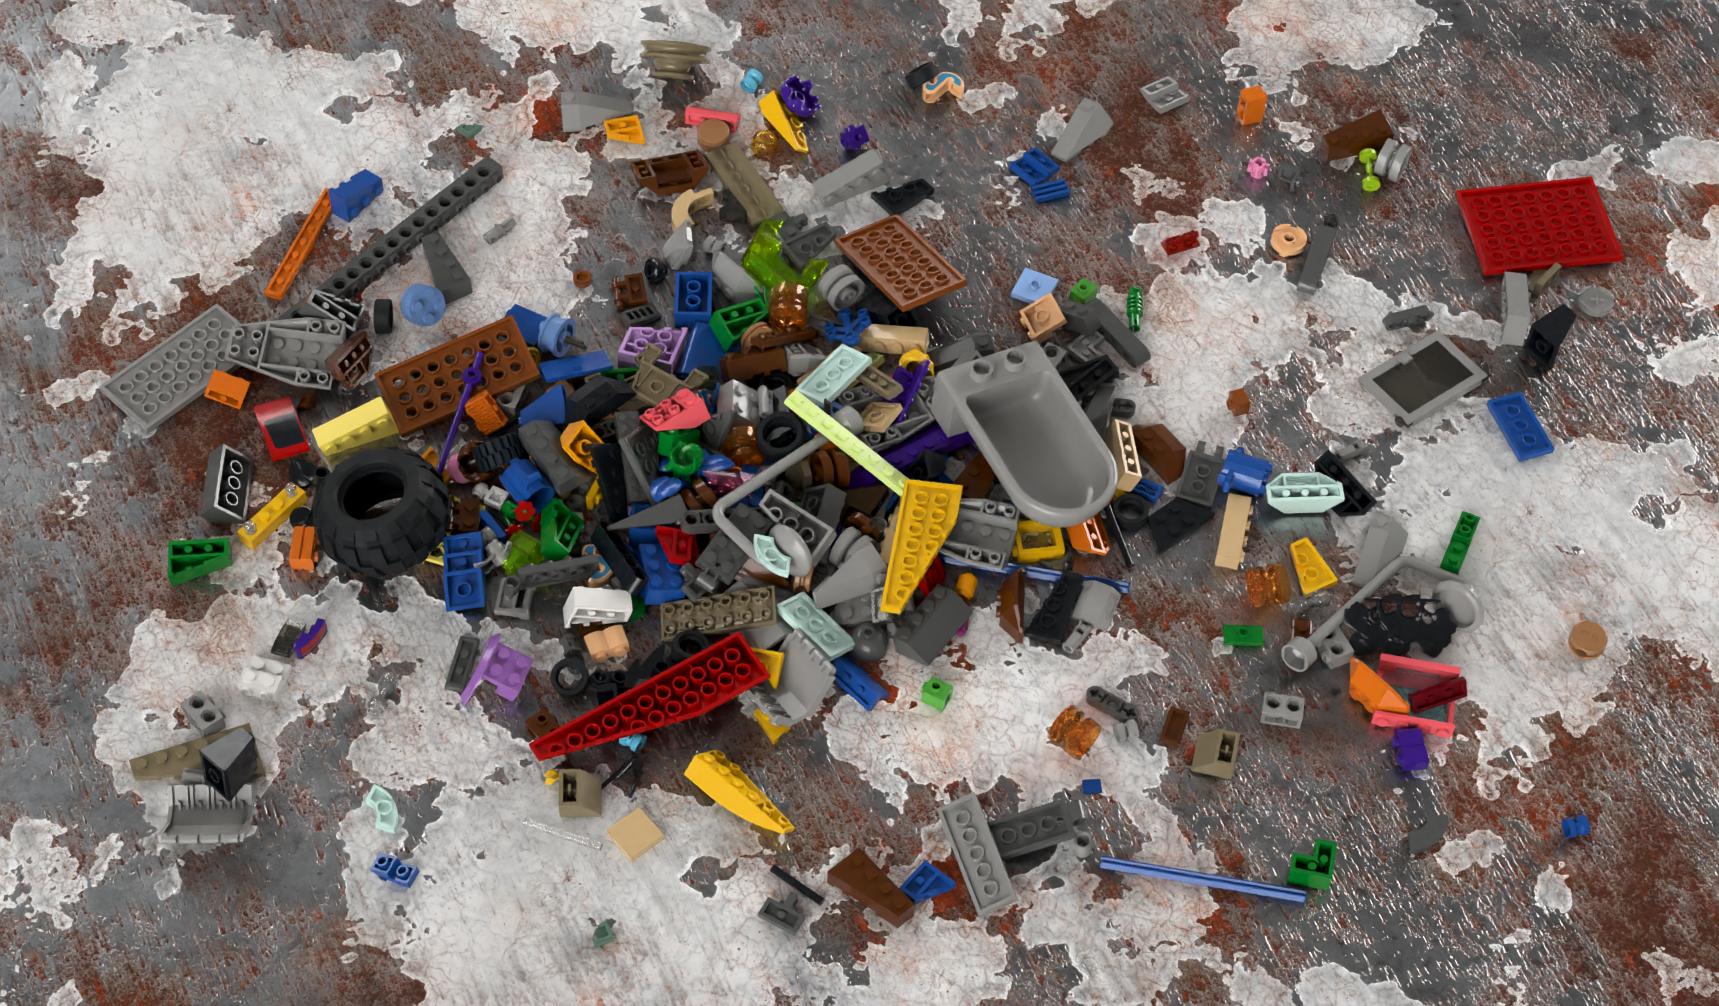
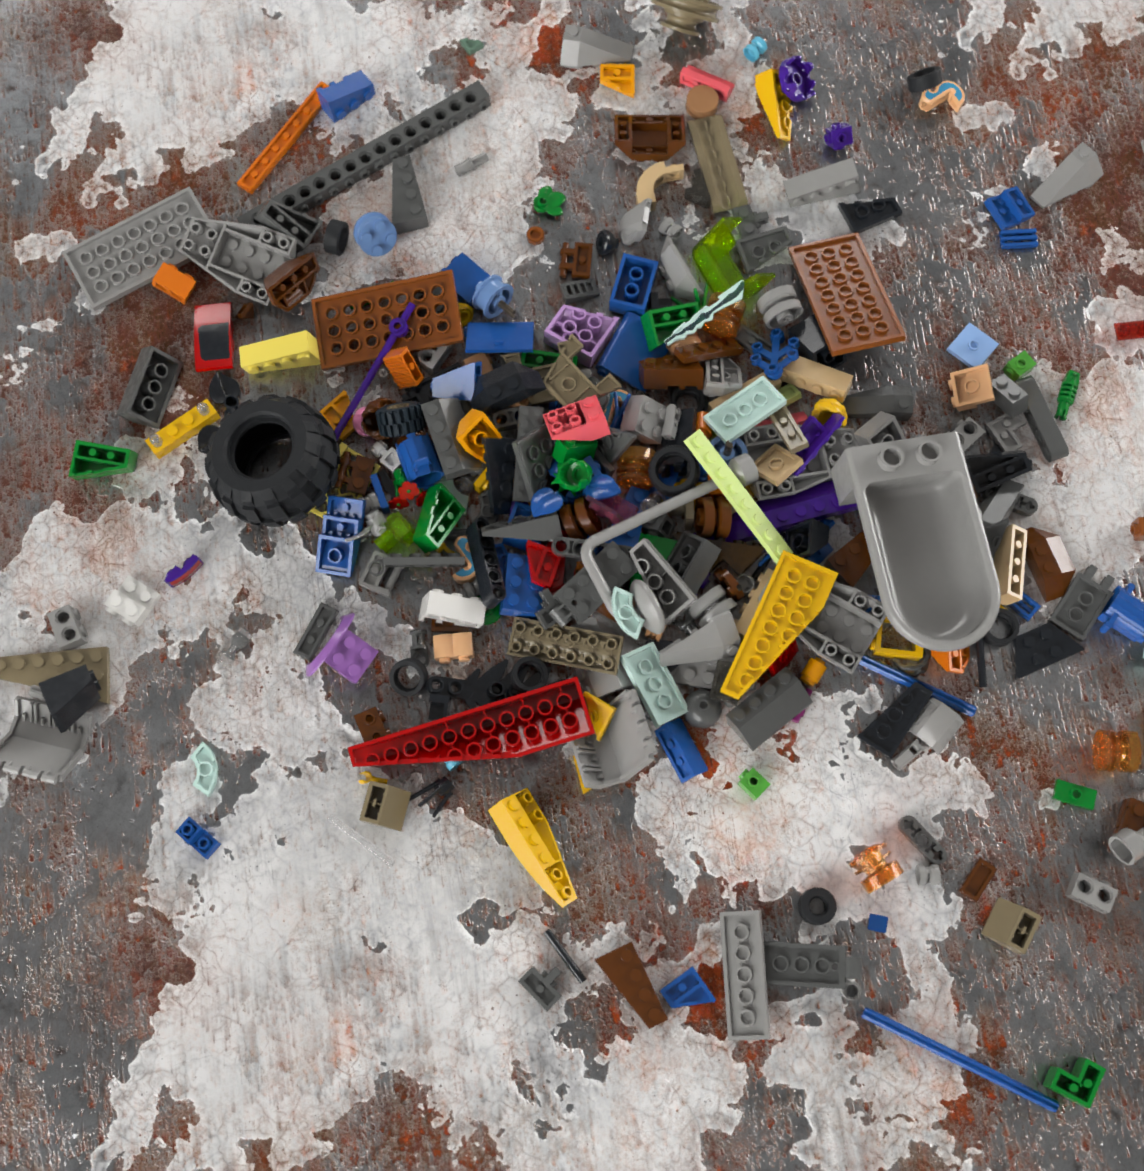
camera: 20 degrees right, 20 degrees up
(286, 638) = (163, 563): clear smoke slope -> none
(304, 548) = (196, 477): orange brick -> none
(587, 247) = (549, 201): none -> green plate
(602, 934) = (369, 959): sand green tile -> none
(635, 834) = (427, 859): tan tile -> none
(714, 377) = (626, 376): clear smoke slope -> none
(764, 142) = (749, 121): clear yellow hair -> none
(772, 303) = (727, 298): none -> light aqua sword
(1012, 604) = (853, 703): reddish brown wedge -> none
(1025, 792) = (826, 897): none -> black tyre
(1233, 531) = (1098, 675): tan brick -> none

